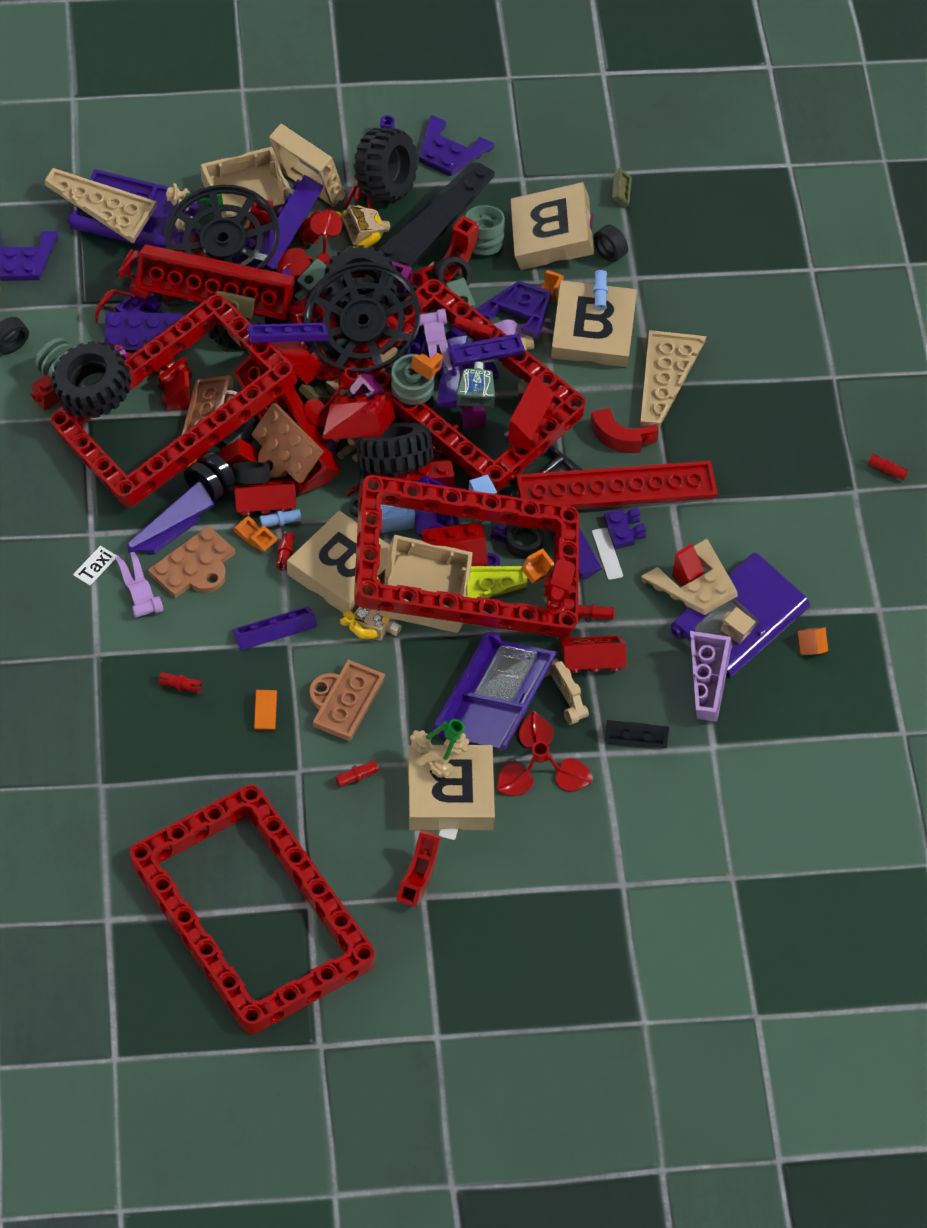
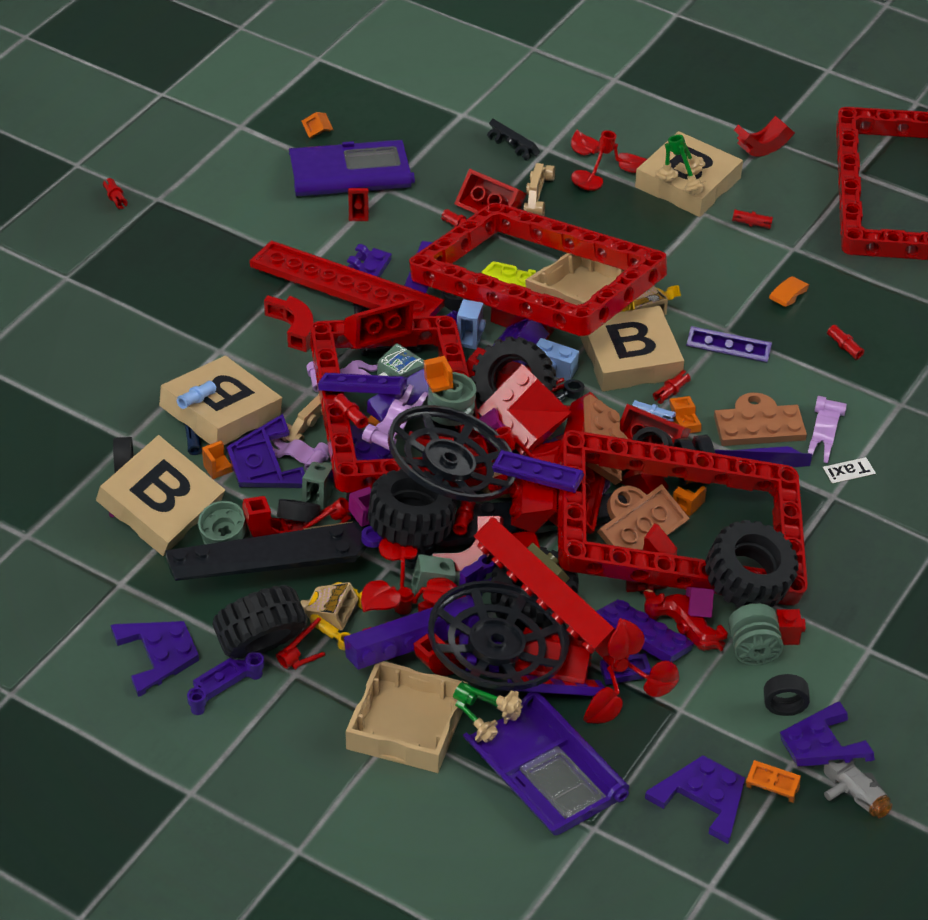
camera: 140 degrees left, 10 degrees down
(111, 206) = (575, 769): tan wing -> none
(290, 147) = (340, 696): tan window -> none
(345, 698) = (716, 266): nougat plate -> none
(495, 690) = (599, 199): dark purple piece -> none
(537, 566) = (491, 228): orange panel -> none
(559, 583) = (484, 213): red hinge -> none
(607, 553) = (400, 259): white sticker -> none
(621, 187) = (46, 511): olive plate -> none
(667, 366) = (200, 345): tan wing -> none
(702, 593) = (361, 173): tan wing -> none
(710, 668) = (423, 130): lavender wedge -> none
(737, 625) = (368, 144): tan brick -> none

